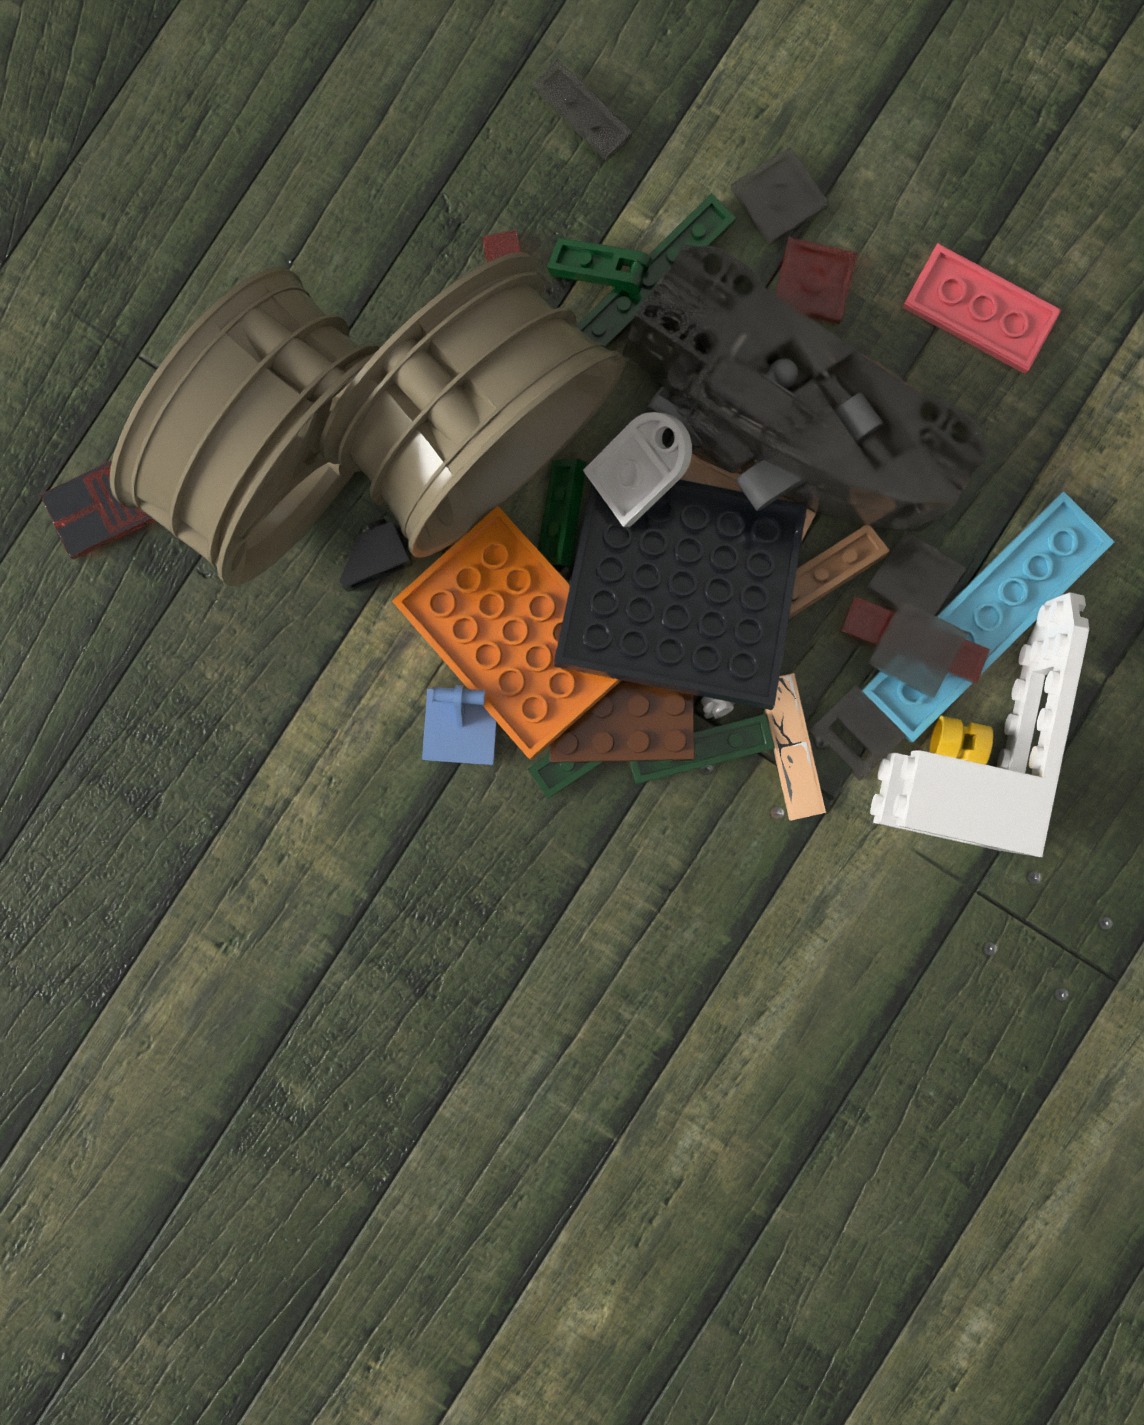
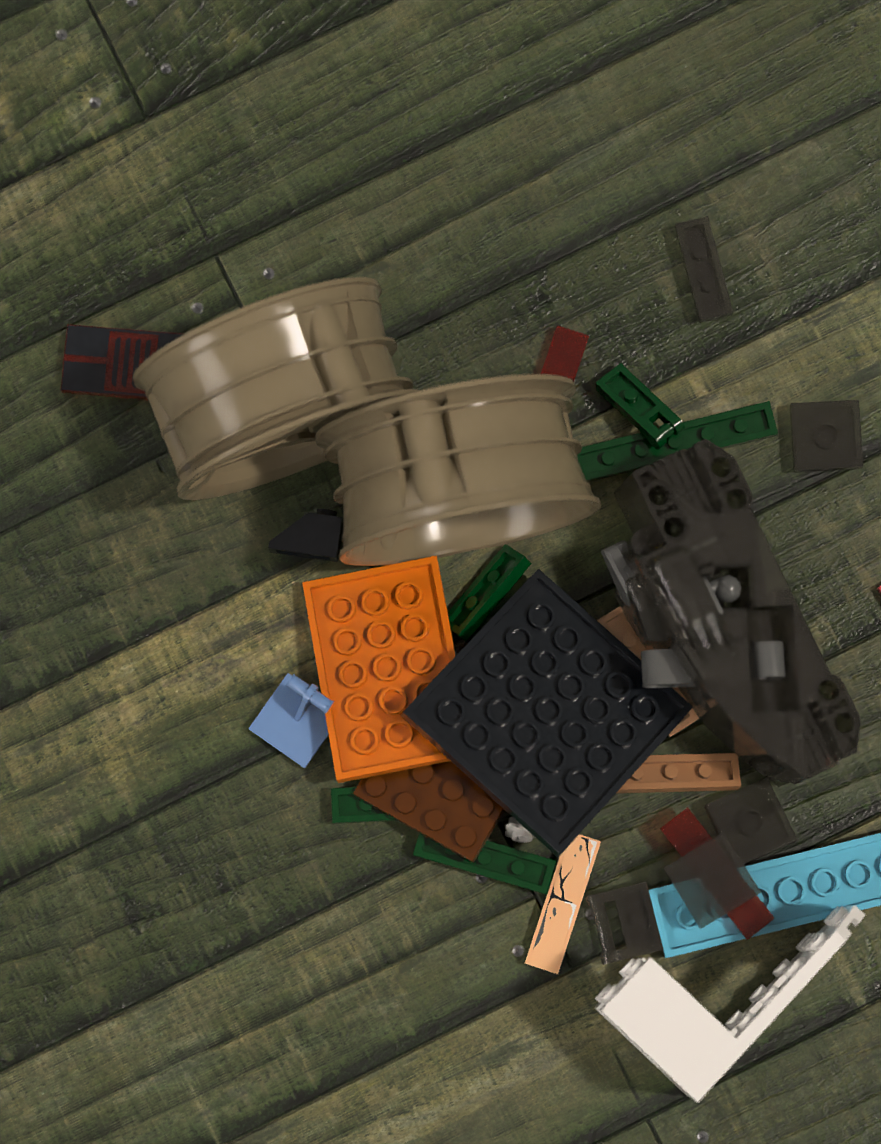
camera: 30 degrees right, 5 degrees down
(638, 467) = (566, 594): white plate -> none
(815, 279) = (814, 523): clear red tile -> none
(950, 734) = (697, 973): yellow wheel -> none

